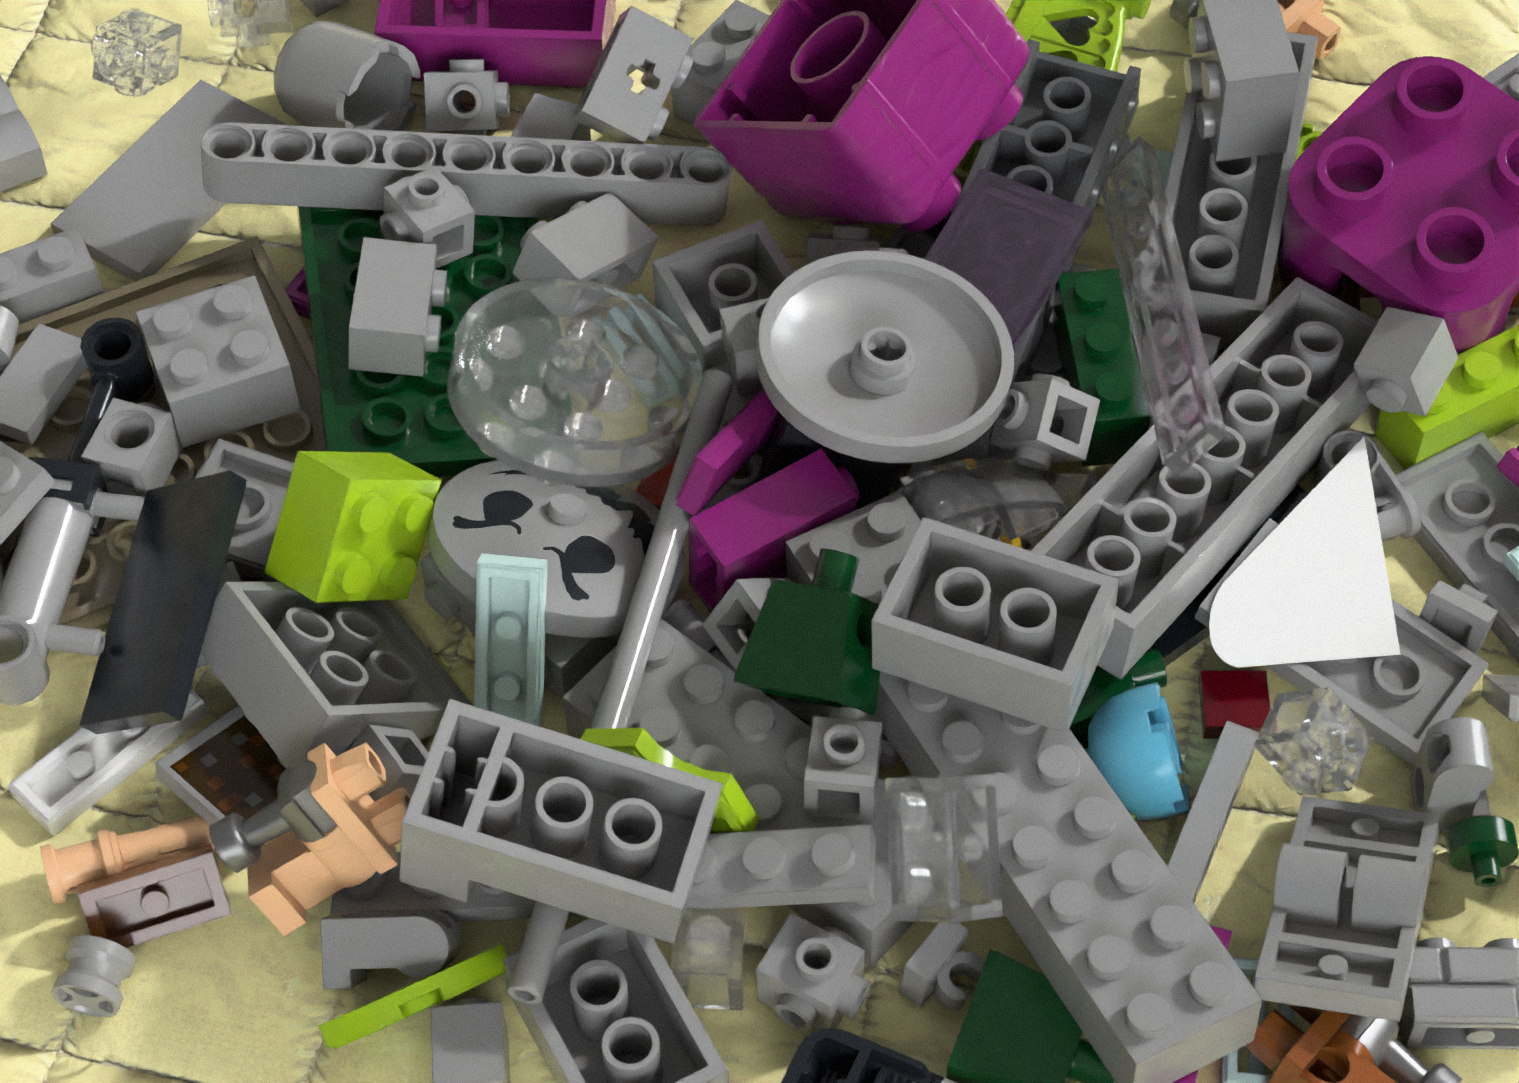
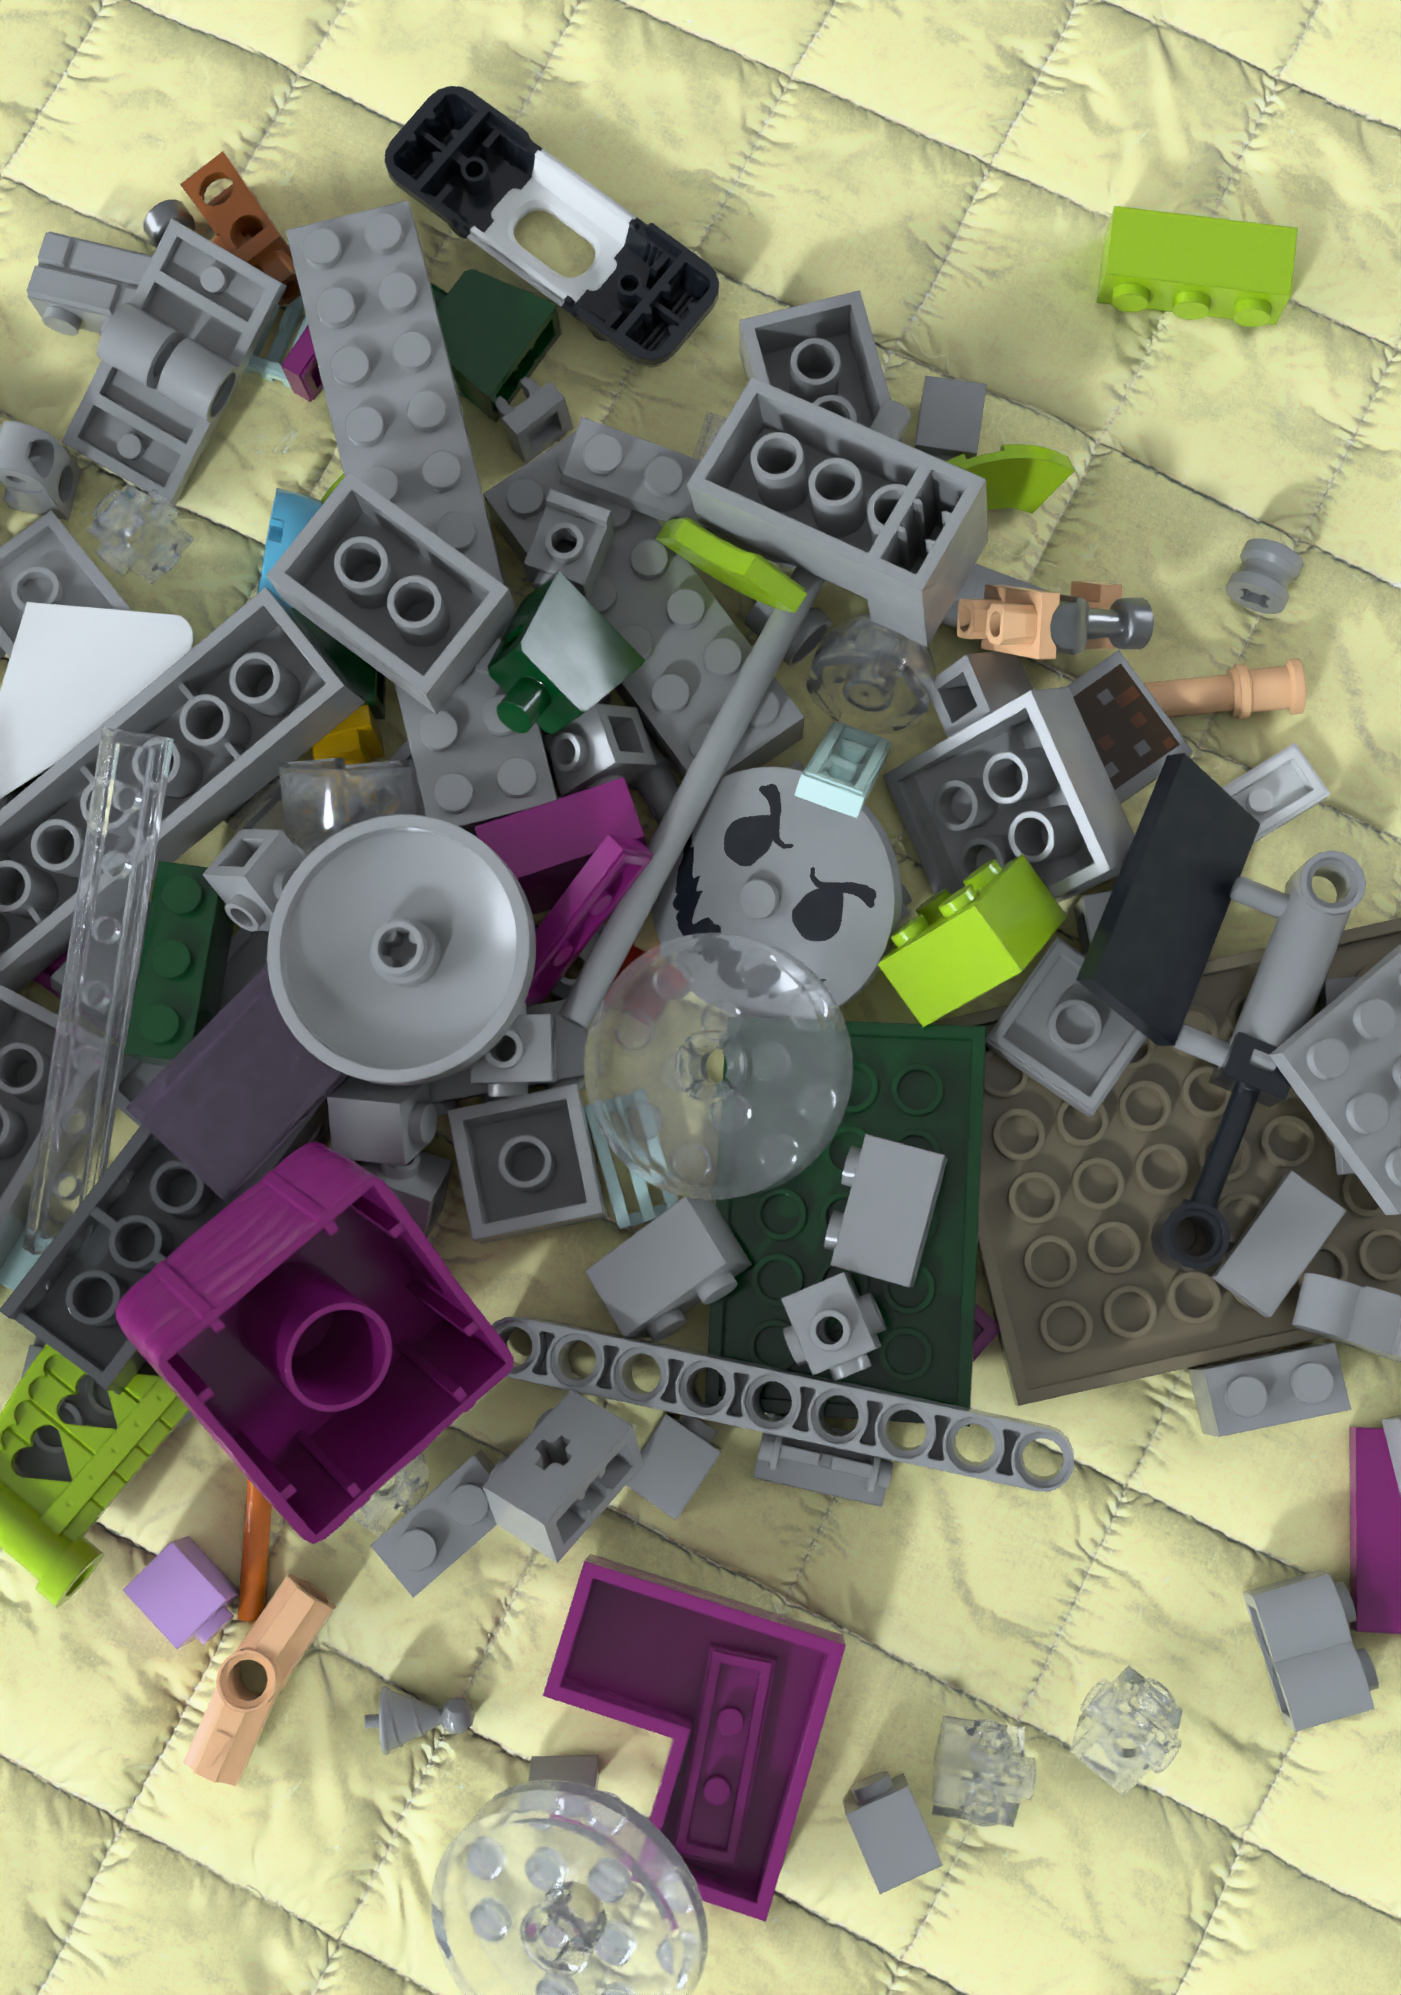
camera: 160 degrees left, 25 degrees up
(134, 447) = (1207, 1096): light grey brick -> none
(155, 190) = (1102, 1537): light grey tile -> none
(155, 898) = (1209, 636): plate -> none
(219, 361) = (1084, 1202): light grey brick -> none
(345, 78) = (893, 1602): light grey cylinder -> none
(375, 939) = (1022, 537): light grey leg -> none
(444, 103) = (756, 1547): light grey brick -> none
(812, 975) = (647, 410): light grey brick -> none
(944, 847) = (504, 437): clear brick -> none
(1212, 807) = (247, 511): light grey beam -> none
(1232, 697) = (200, 605): dark red tile -> none
(1482, 847) = (39, 410): dark green tile -> none

